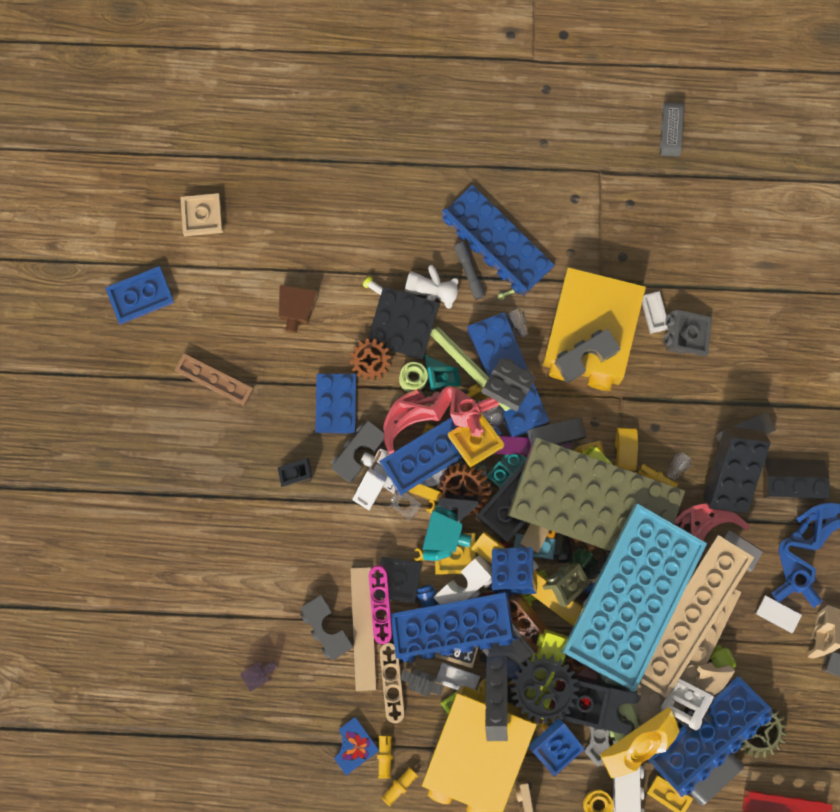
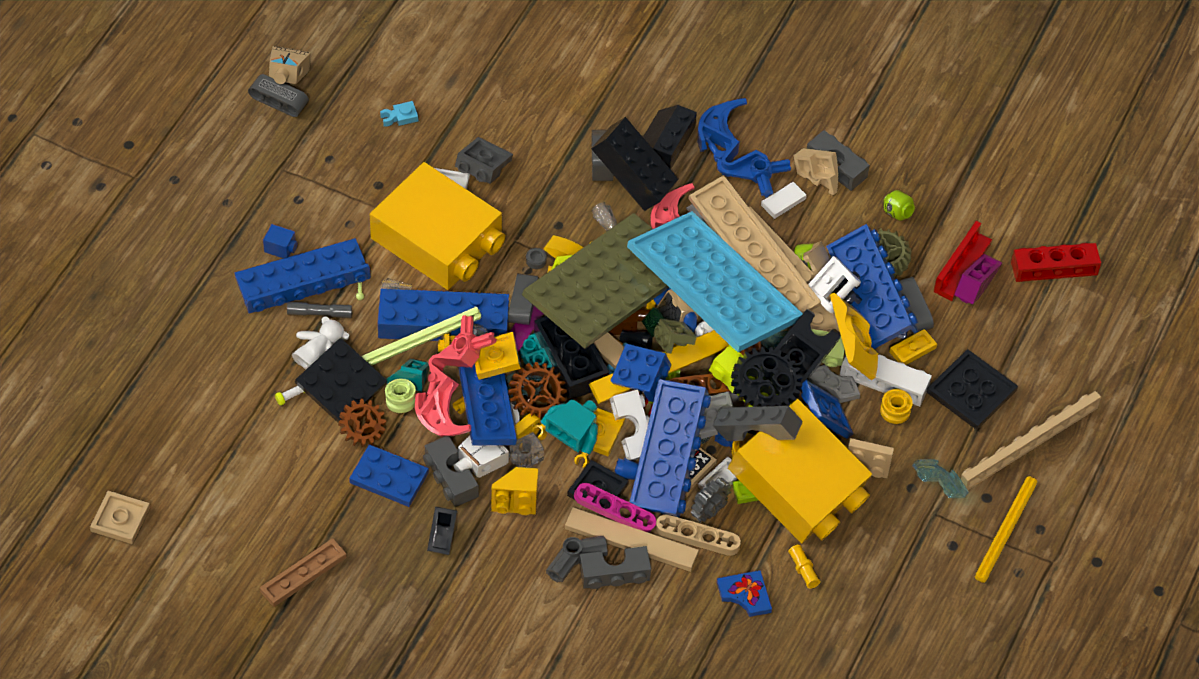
camera: 75 degrees left, 25 degrees down
(139, 295) = (172, 607): blue plate -> none
(258, 675) = (633, 646): brick -> none
(296, 306) = (268, 468): reddish brown torso -> none
(334, 597) = (565, 560): none -> dark grey piece
(358, 517) = (516, 492): none -> yellow slope
(369, 489) = (491, 467): white tile -> none
(384, 757) = (769, 568): yellow pin -> none
(464, 503) = (557, 388): black slope -> none
(509, 384) = (456, 301): dark grey plate -> none
(519, 206) = (279, 242): none -> blue brick
(601, 344) = (466, 242): dark grey arch -> none
(608, 424) = (536, 258): none -> dark grey tile
(704, 121) = (288, 65): none -> tan torso
(707, 241) = (401, 113): none -> medium azure plate
(821, 723) = (899, 205): none -> lime head

